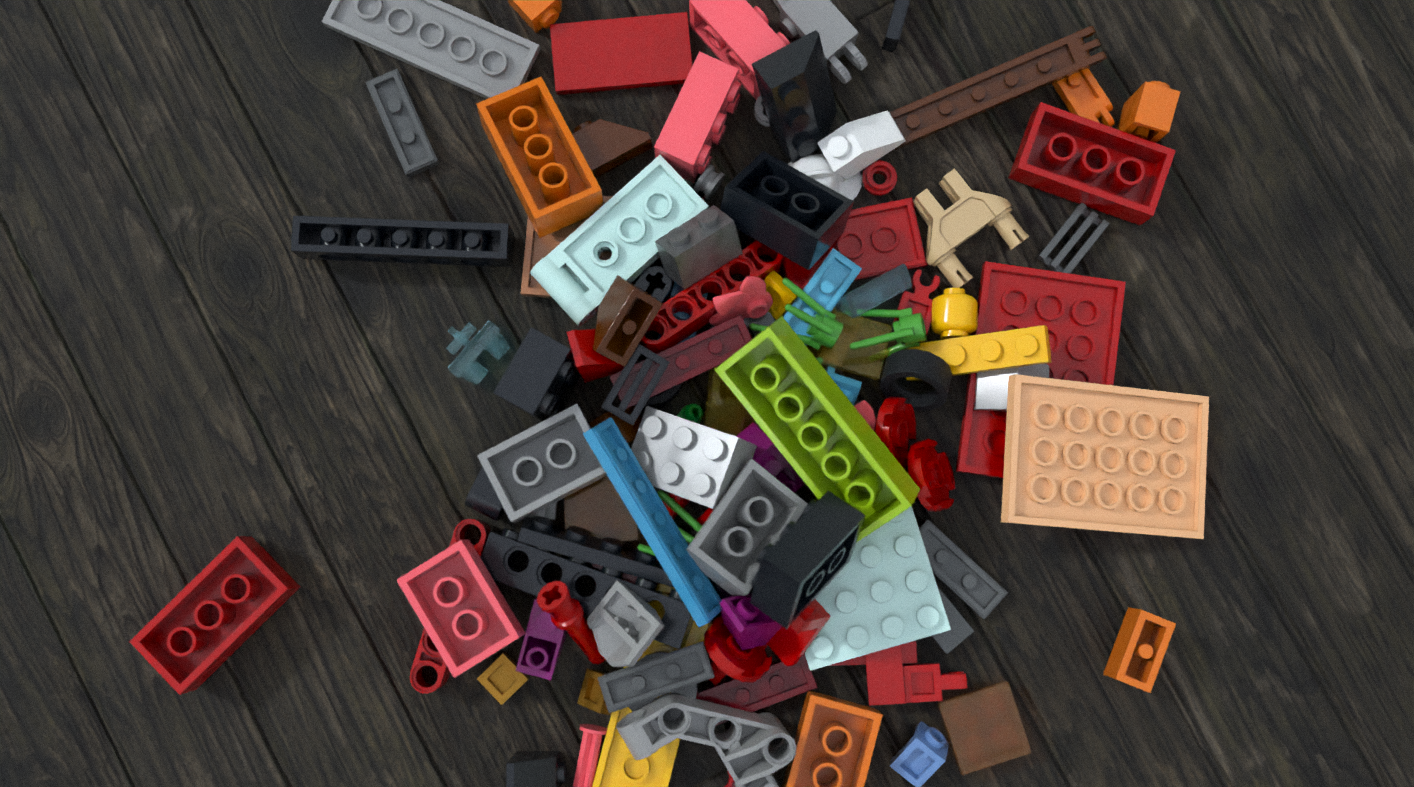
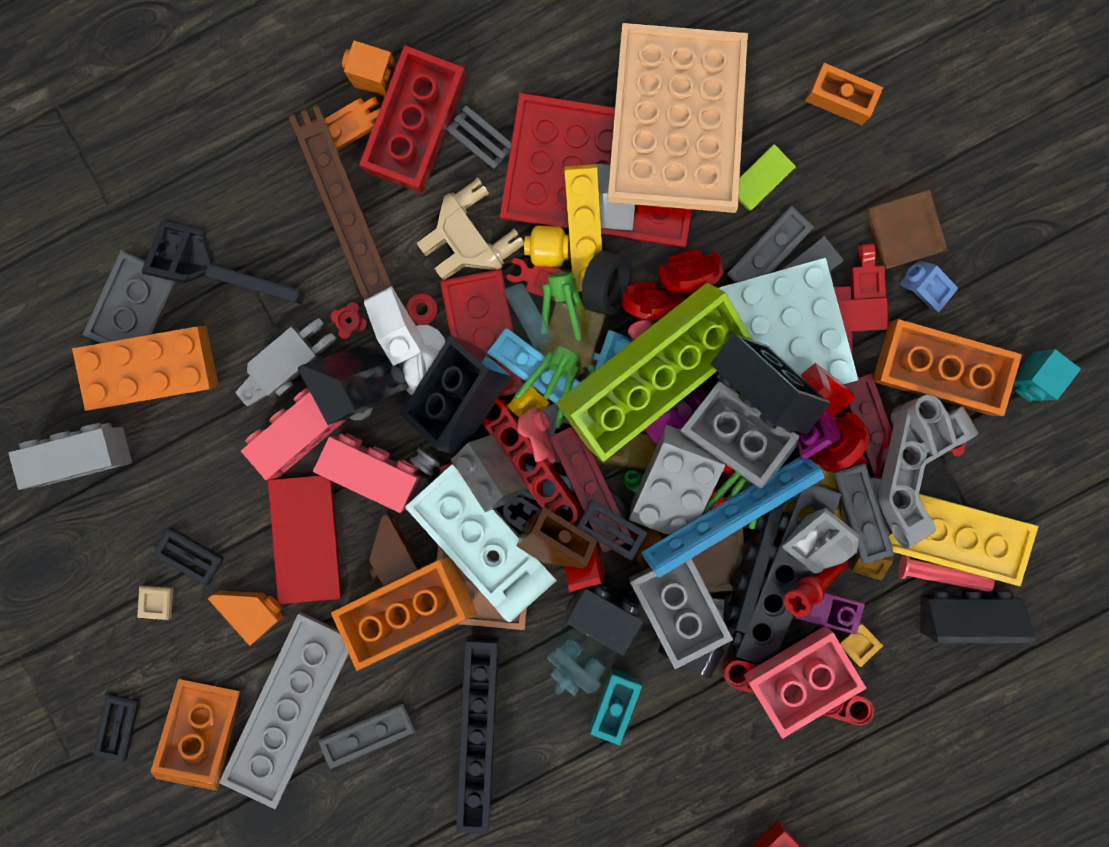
camera: 90 degrees left, 5 degrees up
(433, 395) = (615, 706): none -> teal brick
(869, 89) = (340, 317): none -> red plate
(1038, 559) = (763, 177): none -> lime tile

